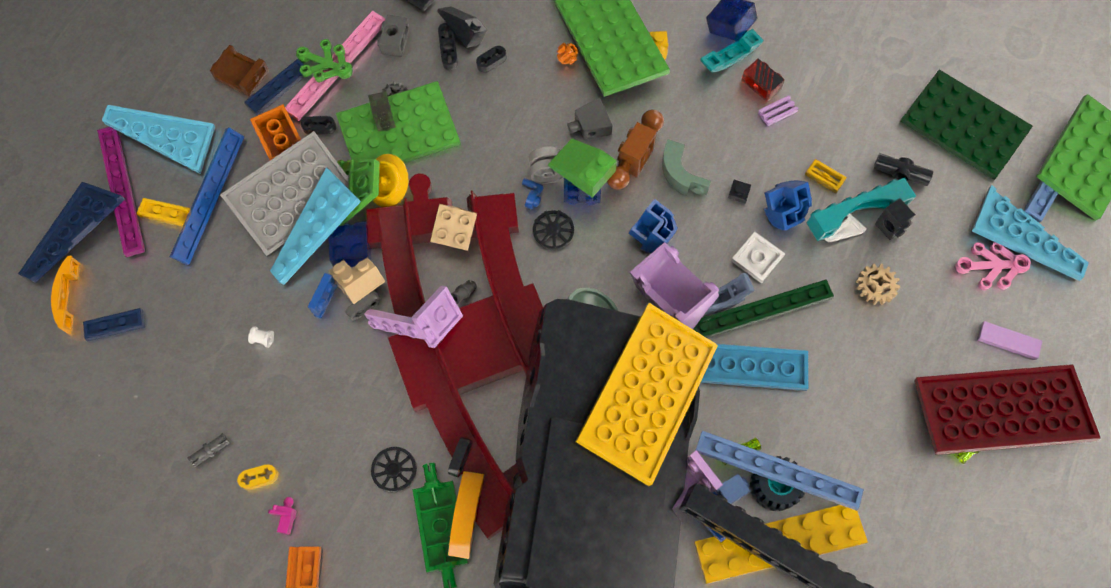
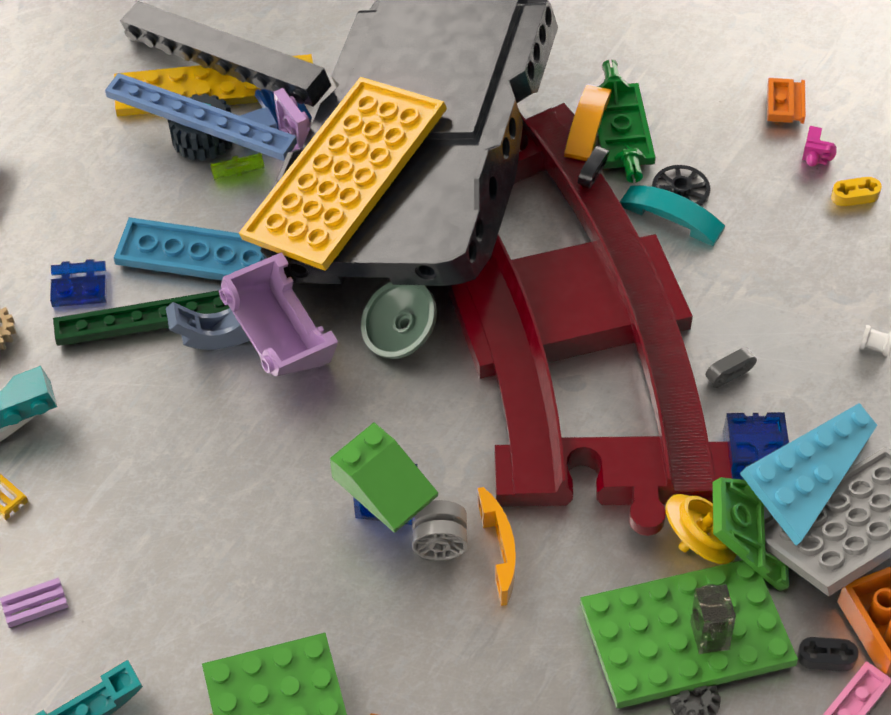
camera: 175 degrees left, 15 degrees down
(322, 295) = (787, 383): blue plate -> none
(357, 281) = (747, 381): tan brick -> none
(401, 440) = (675, 208): none -> teal slope
(429, 323) = (640, 280): lavender bracket -> none
(453, 227) = (599, 423): tan plate -> none
(463, 291) = (584, 360): dark grey pin -> none
(515, 184) = (493, 515): none -> light orange slope
(533, 199) = (466, 493): blue plate -> none
(553, 229) = (440, 449): black wheel -> none
(591, 121) = (354, 607): dark grey torso -> none
(636, 149) = (288, 538): dark orange brick -> none
(654, 227) = (286, 421): blue brick -> none
(677, 175) = (234, 529): sand green arch -> none
(739, 191) = (139, 480): black plate -> none
(758, 257) = (142, 380): white plate -> none
(762, 79) = (42, 652): clear red brick -> none
(788, 204) = (74, 437): blue brick -> none
(824, 328) = (78, 290): none -> clear blue plate

